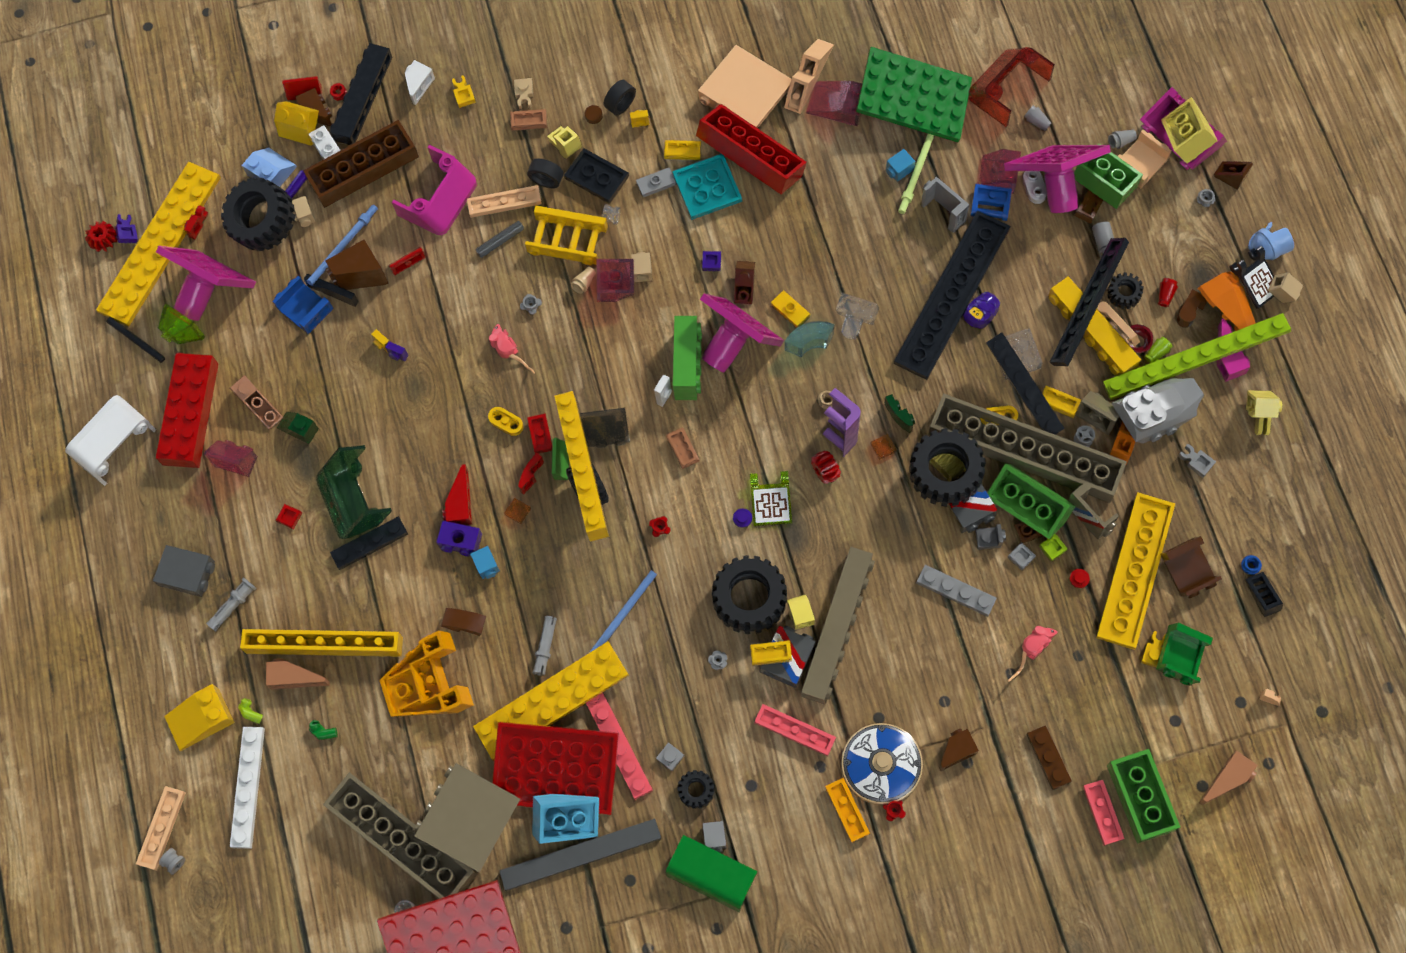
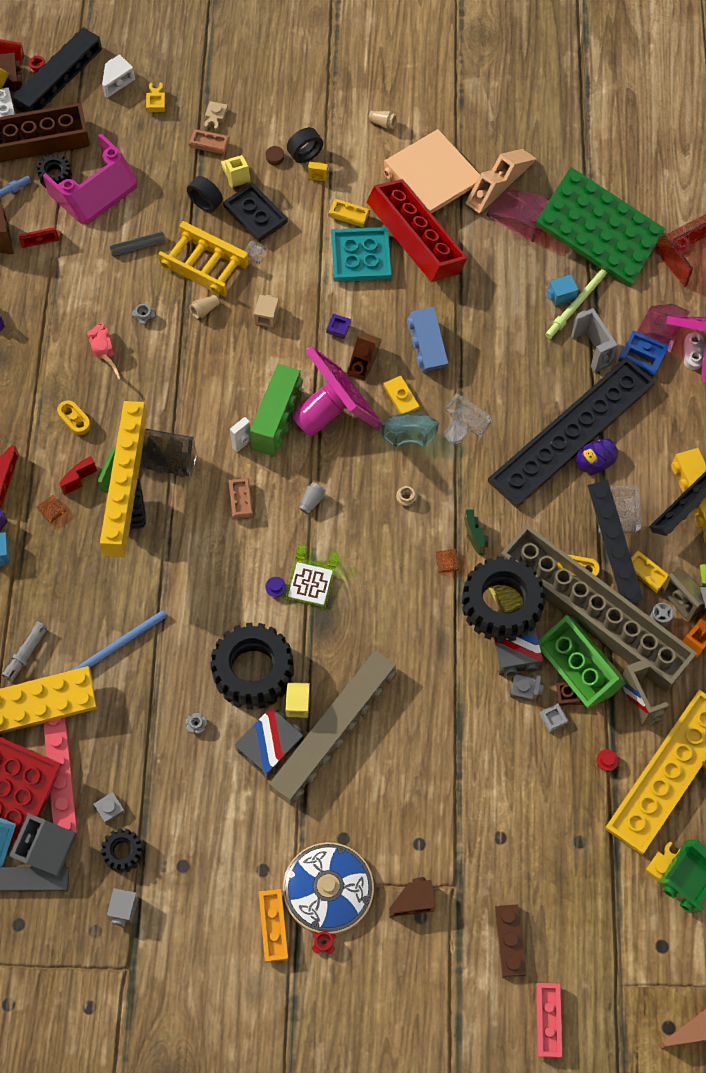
camera: 10 degrees right, 5 degrees down
(393, 184) = (54, 163): none -> black tyre
(504, 201) = (155, 209): light nougat plate -> none
(540, 433) = (103, 439): red plate -> none
(614, 279) = (233, 313): clear pink slope -> none
(629, 806) = (43, 844): none -> dark grey slope
(654, 523) = (188, 563): red plate -> none
(656, 182) = (312, 236): light grey plate -> none
(680, 48) = (383, 118): none -> tan cone
(711, 873) = (102, 944): green piece -> none
(745, 427) = (312, 497): none -> light grey cone
(771, 653) = (251, 732): yellow plate -> none
(795, 730) = (249, 822): coral plate -> none
(796, 250) = (427, 339): none -> medium blue wedge
(825, 467) = (379, 561): red gear -> none
(845, 417) = (413, 517): medium lavender piece -> none
(956, 590) = (472, 731): light grey plate -> none
(1034, 644) = (534, 814): coral animal -> none
(1053, 547) = (590, 719): lime plate -> none
(1143, 796) = (598, 1016): bright green brick -> none

